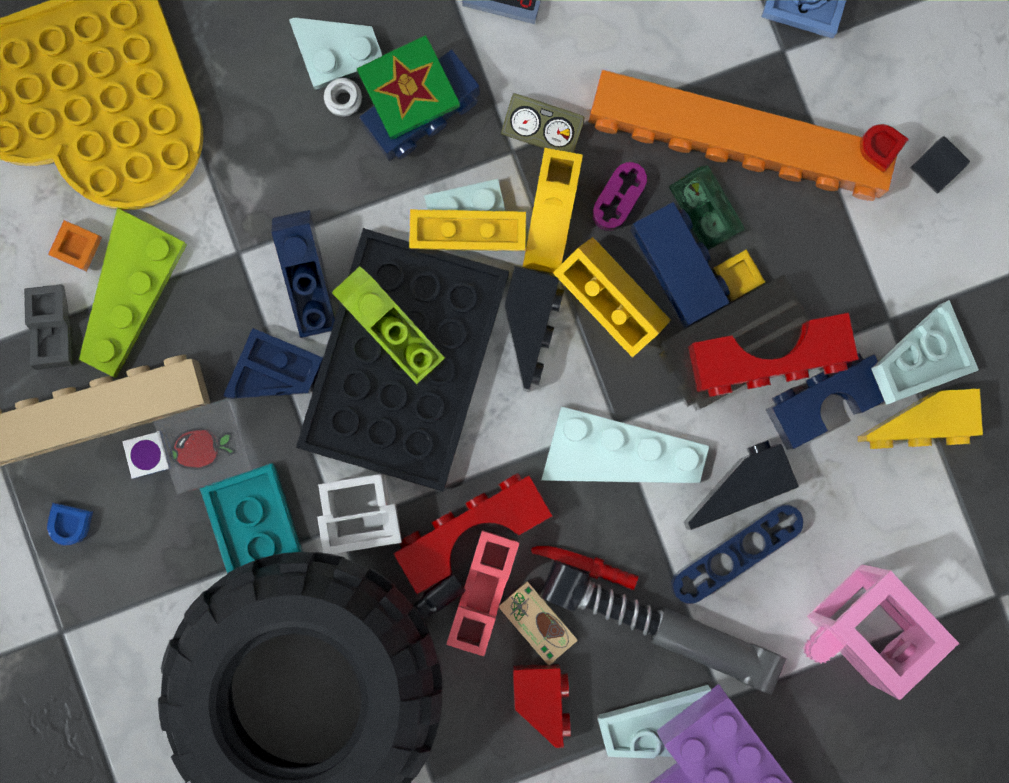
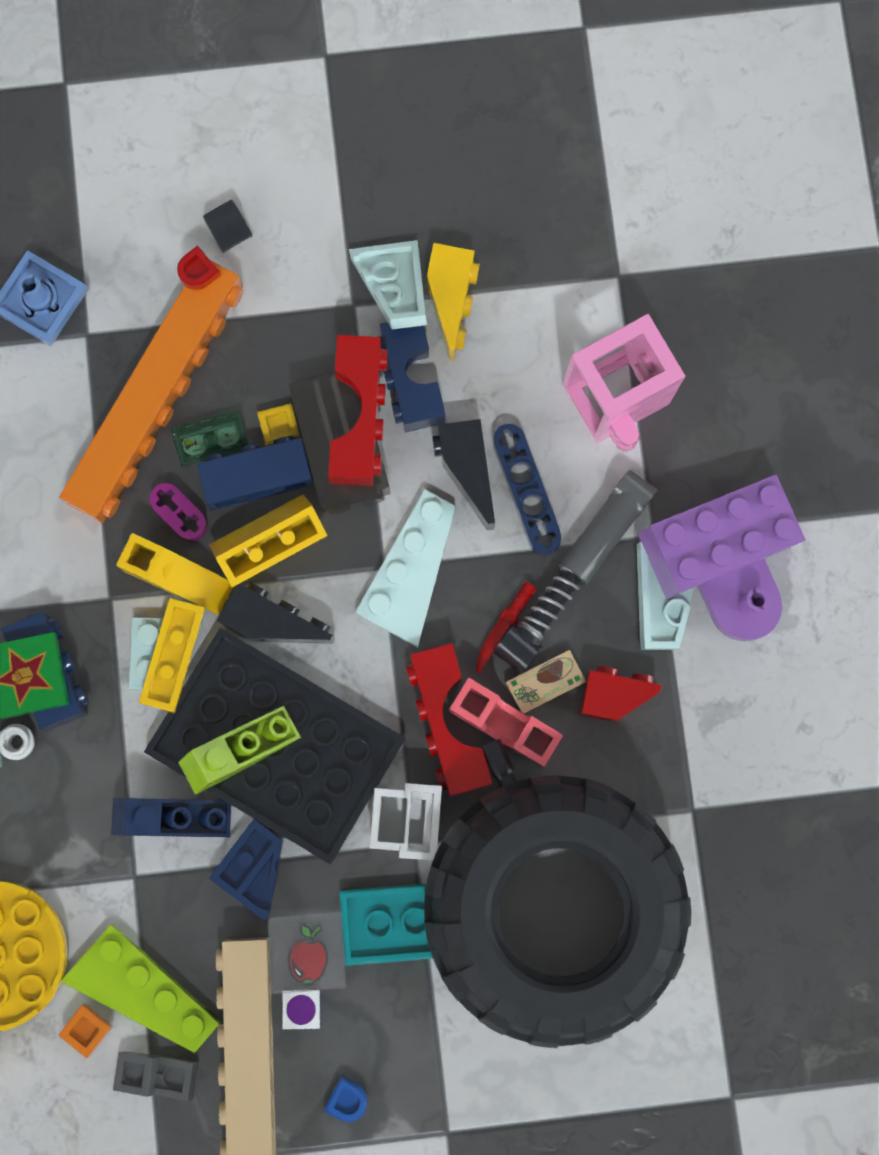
camera: 75 degrees left, 5 degrees down
(542, 124) = (93, 565): slope -> none

